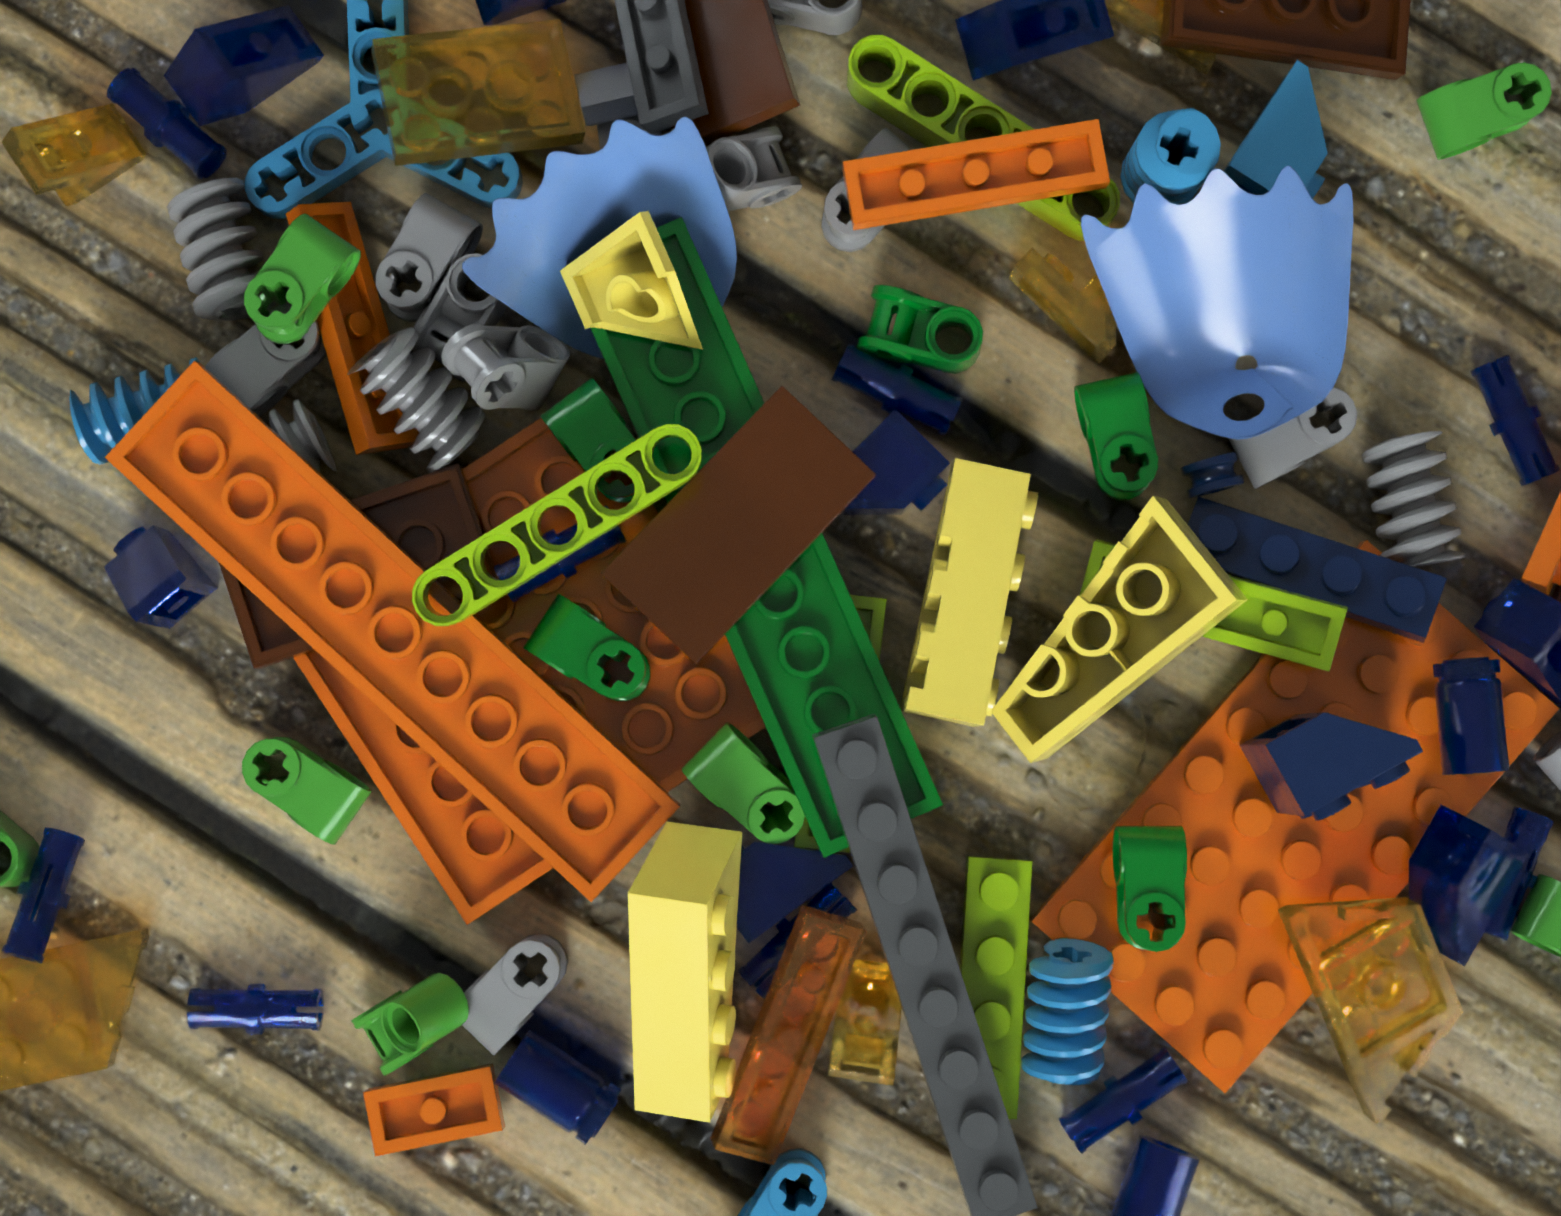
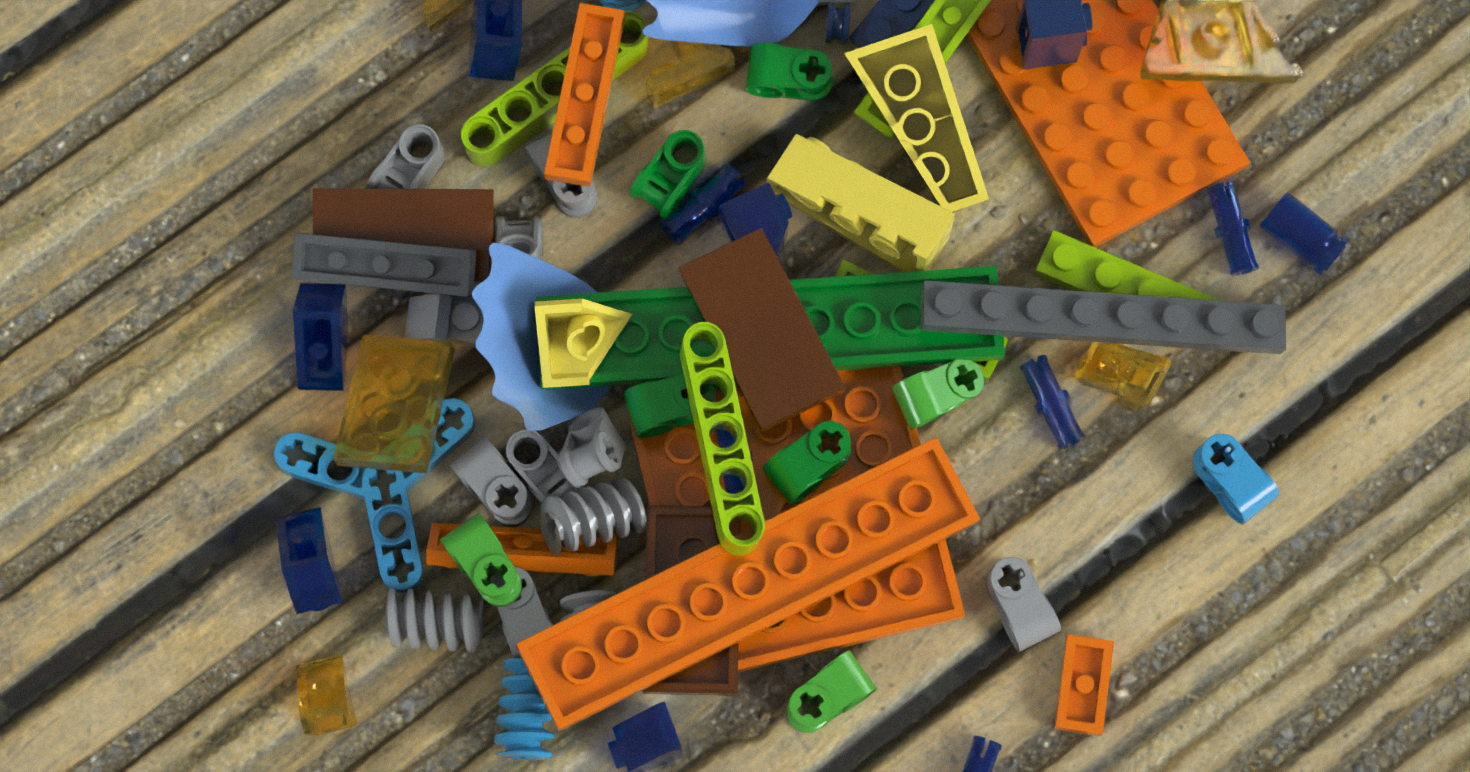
camera: 70 degrees left, 10 degrees down
(166, 123) = (327, 628): clear blue pin -> none
(414, 1020) = (1018, 673): bright green piece -> none
(558, 1087) = (1097, 594): clear blue piece -> none
(684, 970) = (1051, 469): light yellow wedge -> none
(779, 880) = (1007, 406): clear blue slope -> none
(788, 1035) = (1115, 426): clear orange plate -> none
(1068, 1012) = (1164, 236): dark azure piece -> none
(1147, 870) = (1092, 152): green piece -> none

